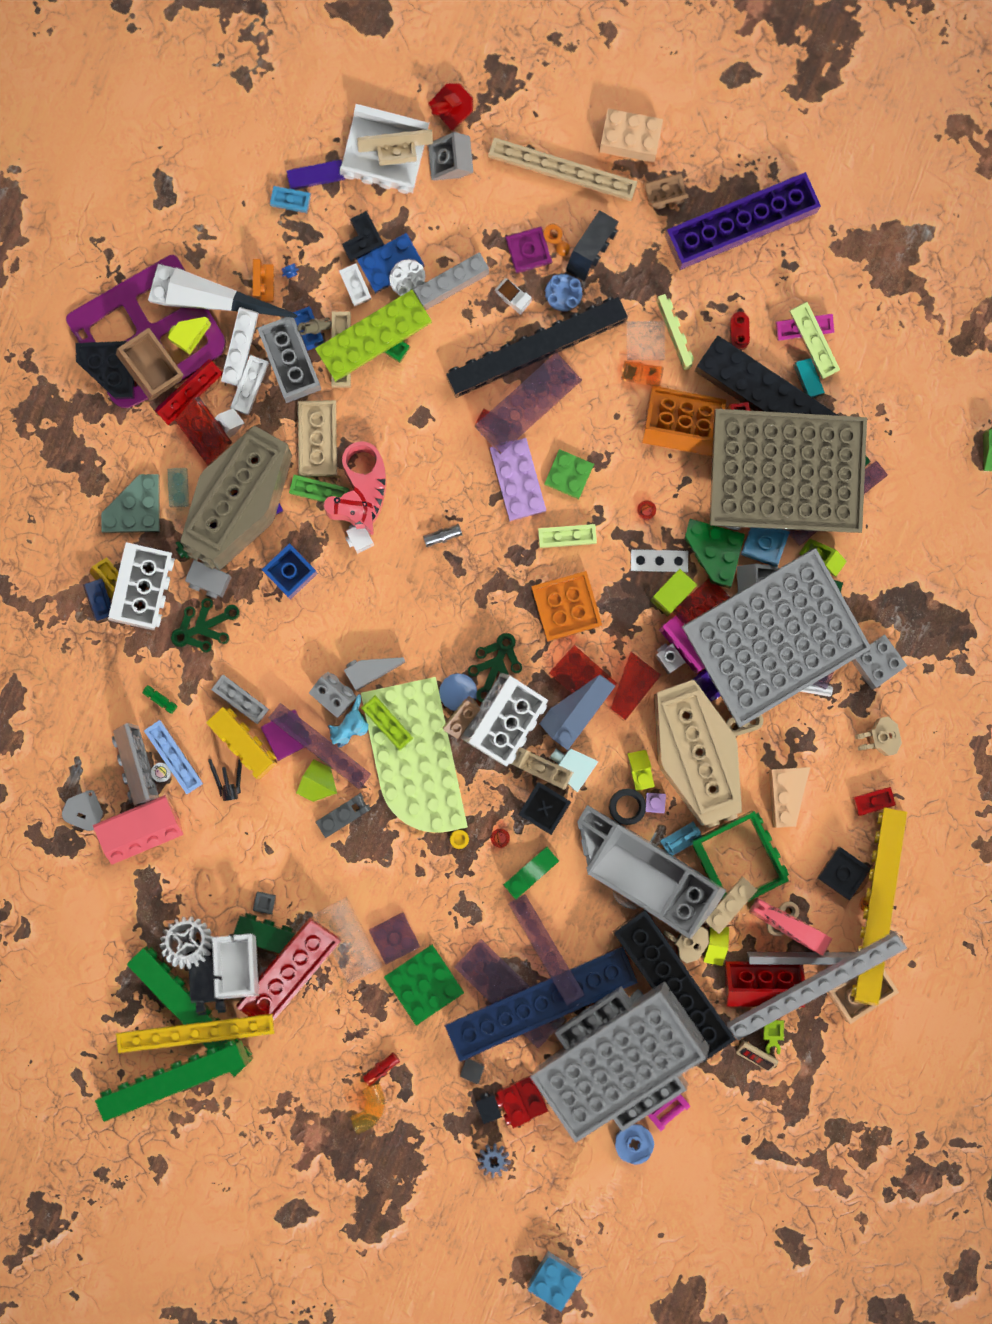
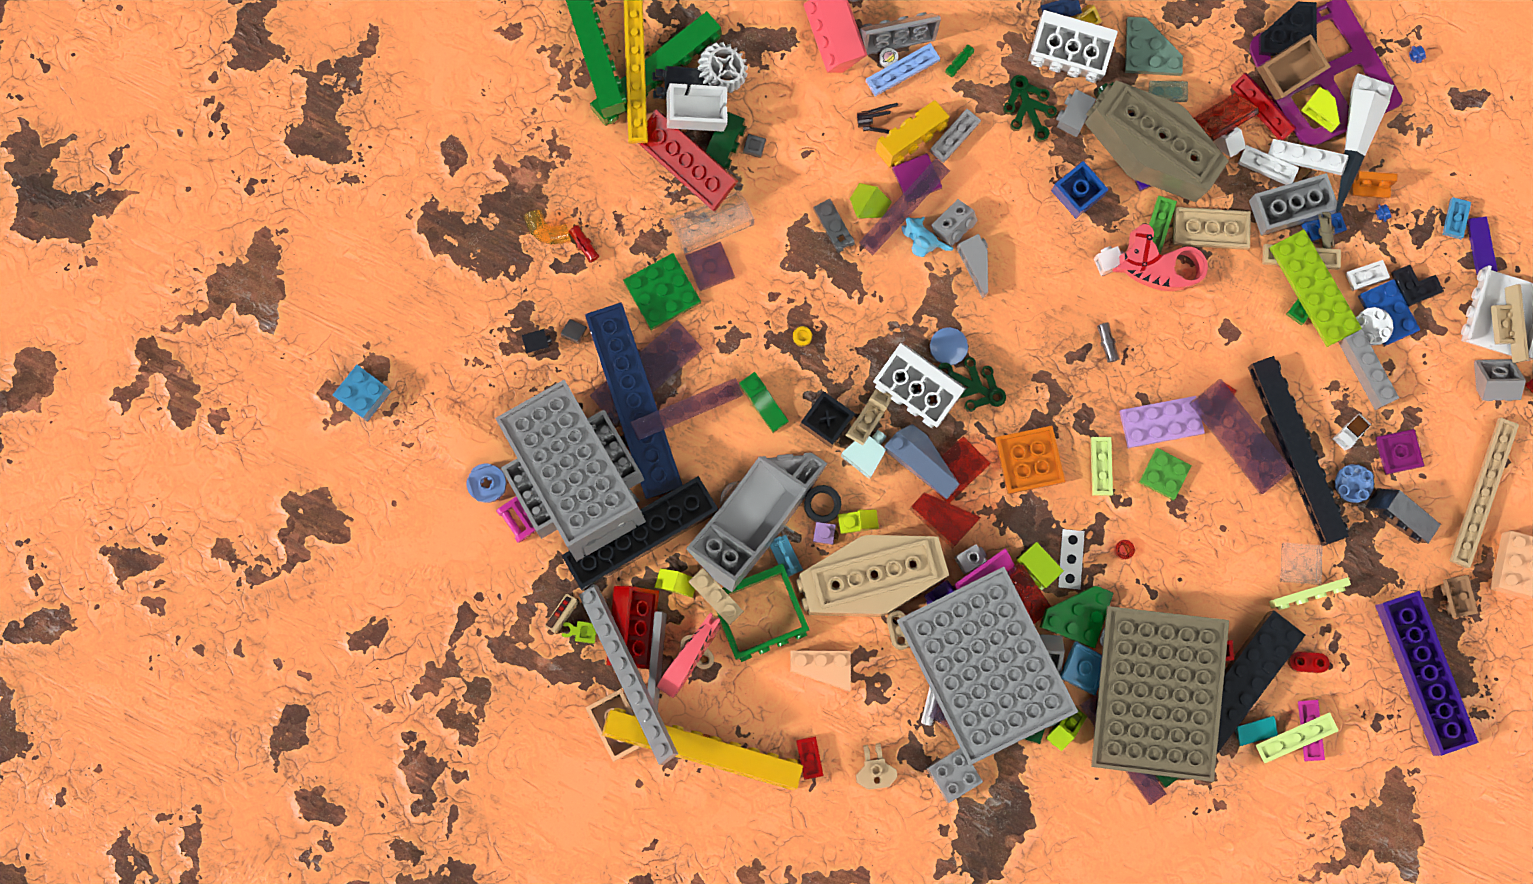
camera: 95 degrees right, 5 degrees down
(122, 240) = (1417, 54): none -> blue plate
(387, 723) = (923, 273): lime tile -> none
(422, 776) = (888, 299): yellowish green plate -> none
(462, 717) = (924, 343): medium nougat bracket -> none
(500, 838) = (800, 376): clear red tile -> none
(500, 1159) = (486, 337): sand blue gear -> none
(521, 1102) = (537, 373): red plate -> none
(562, 247) = (1401, 484): orange plate -> none
(642, 374) = (1266, 557): clear orange slope -> none
(681, 420) = (1217, 589): orange slope -> none
(685, 946) = (677, 549): tan hinge -> none
(844, 873) = (738, 719): black plate -> none

